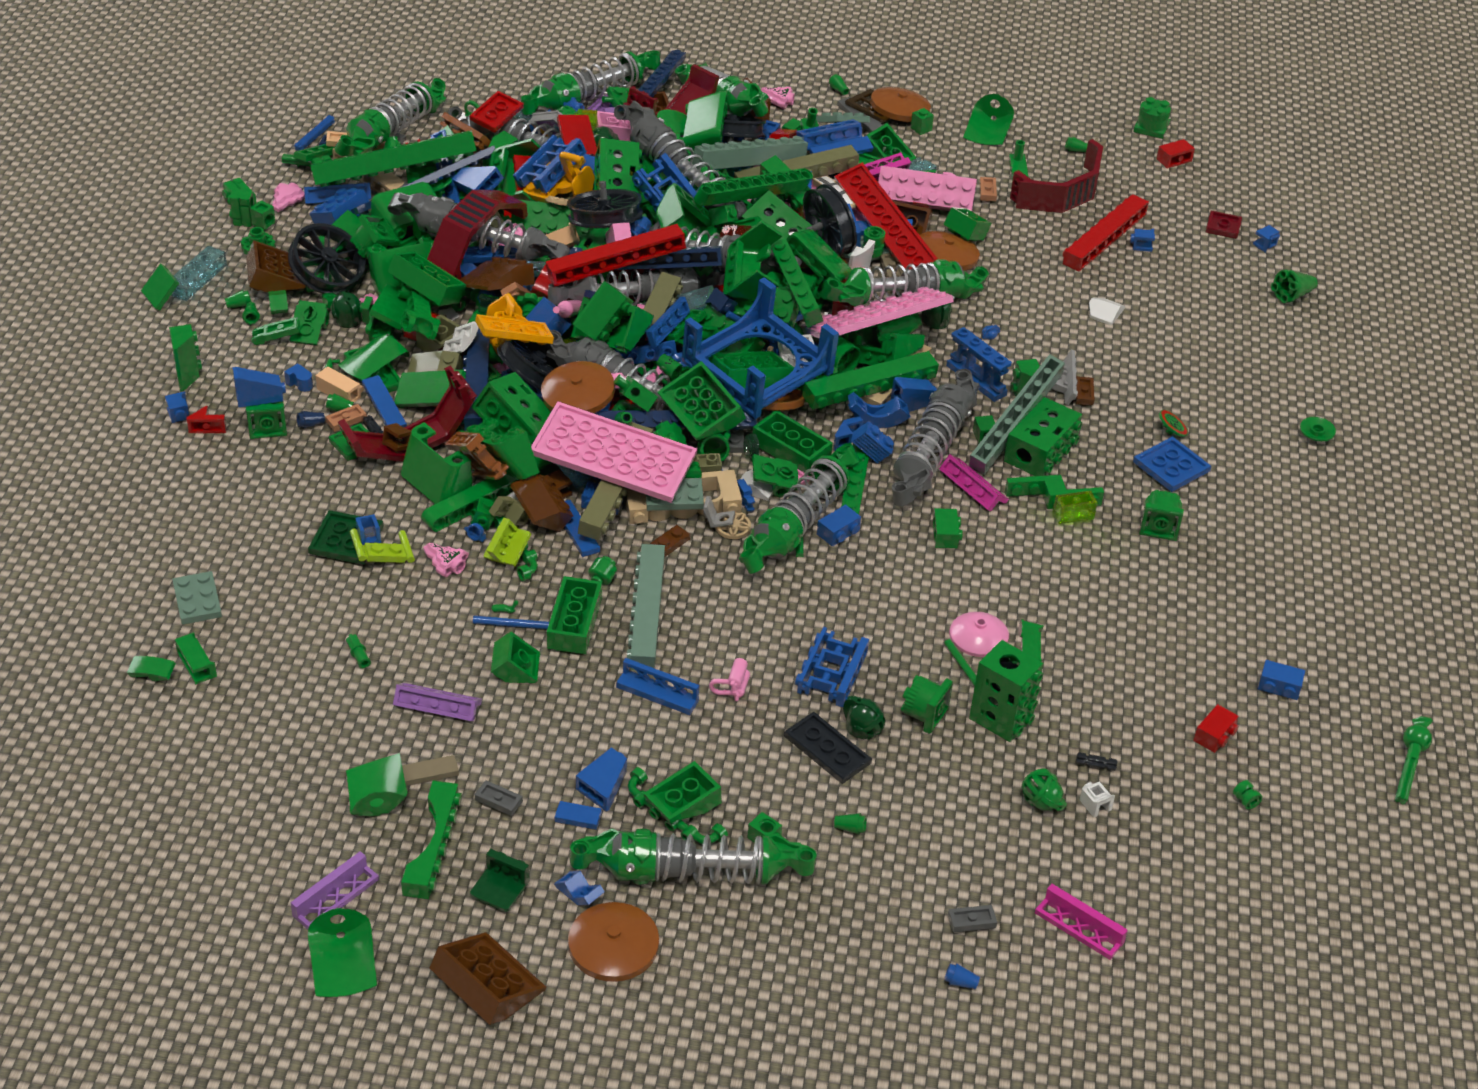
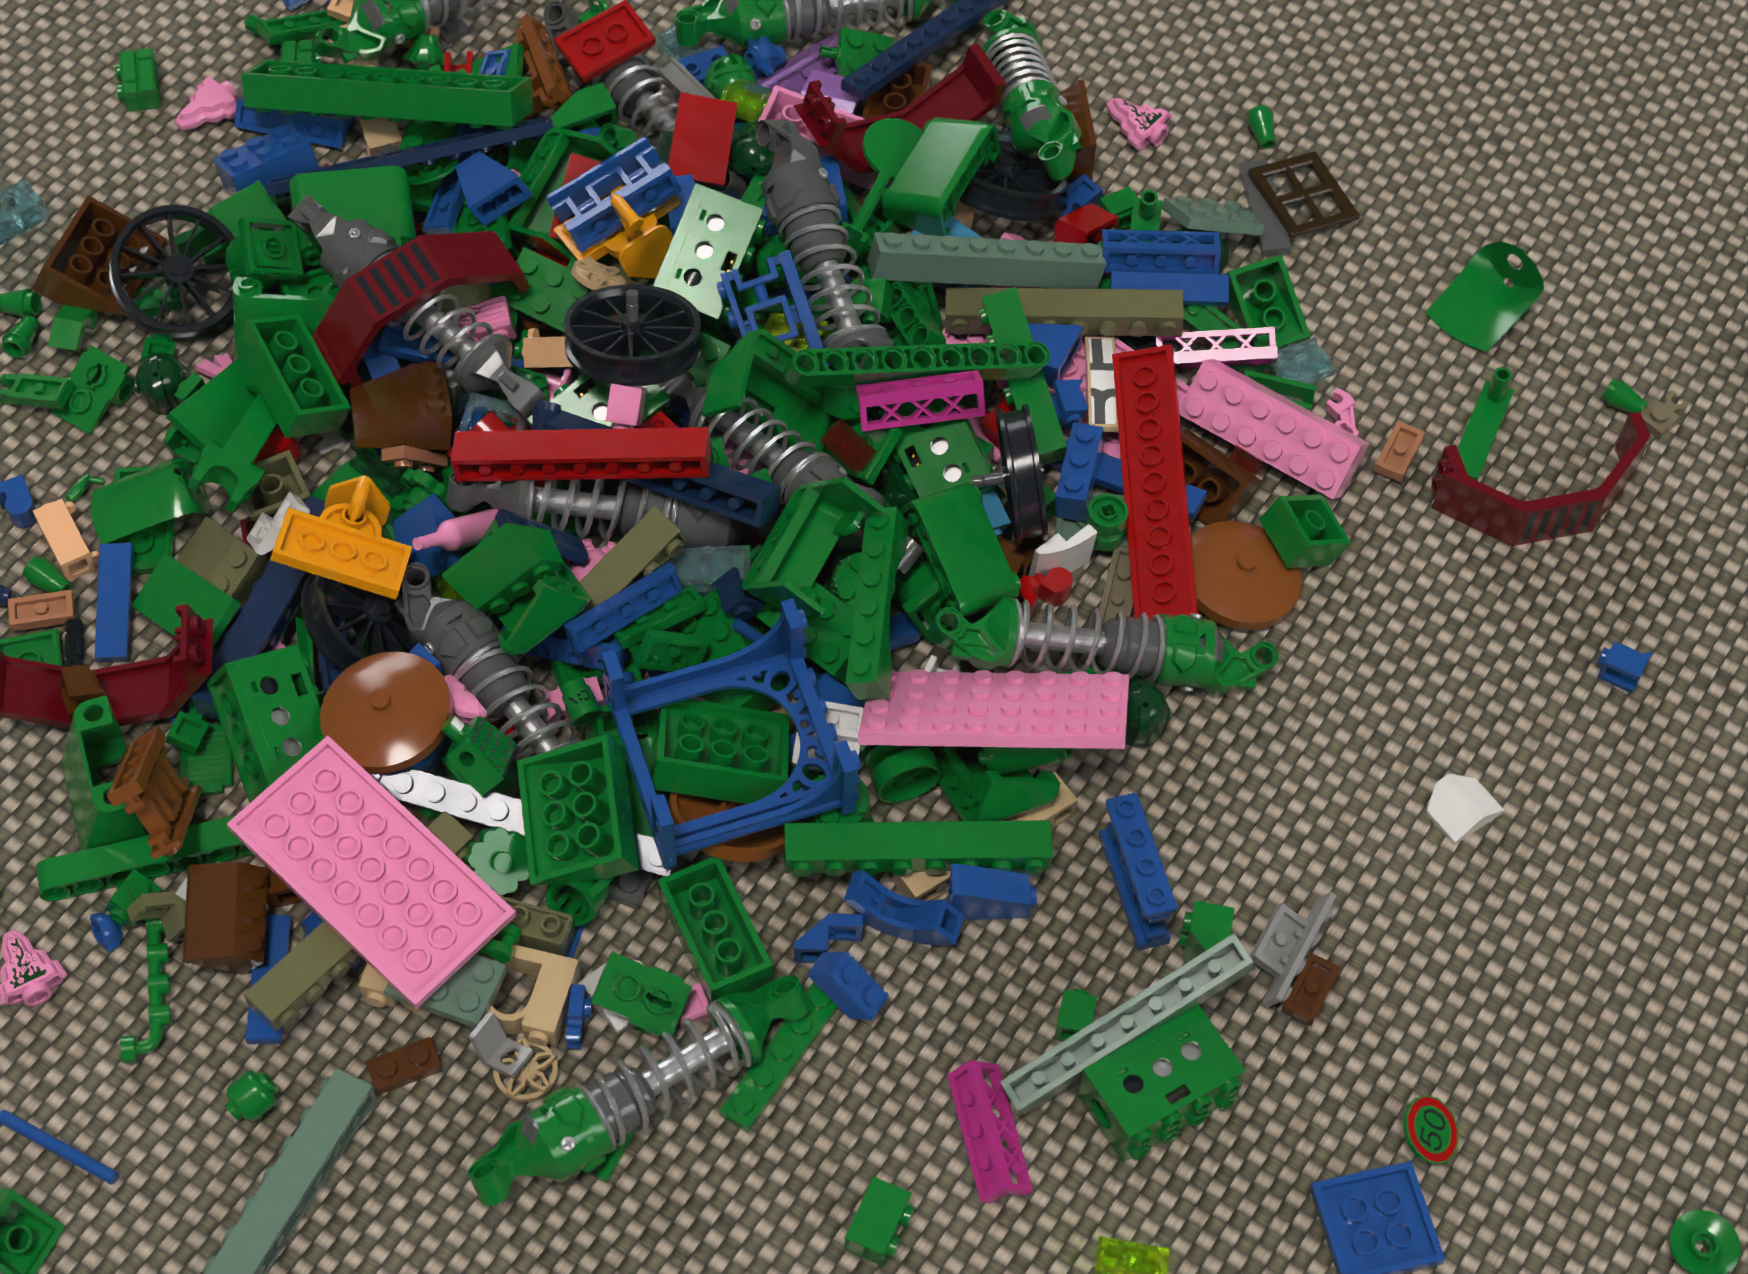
camera: 25 degrees right, 15 degrees up
(240, 203) = (119, 114): green brick -> none
(256, 234) = (114, 189): green plant -> none
(262, 215) = (144, 138): green brick -> none
(504, 608) = (62, 1108): green piece -> none
(507, 543) = (125, 983): lime bracket -> none
(508, 448) = (187, 788): green windscreen -> none
(574, 615) = (147, 1179): green brick -> none
(619, 418) = (428, 803): green cone -> none
(640, 226) = (682, 389): blue rock -> none
(751, 445) = (642, 915): clear green piece -> none
(761, 196) = (920, 389): none -> dark pink fence
(838, 525) = (696, 1144): blue brick -> none
(898, 102) = (1347, 204): dark orange dish -> none
(922, 121) = (1363, 258): green brick -> none
(939, 426) = (1007, 972): piece -> none
(990, 332) = (1217, 788): blue piece -> none
(1048, 486) = (1118, 1207): green bracket -> none
(1105, 232) = (1561, 625): red brick -> none

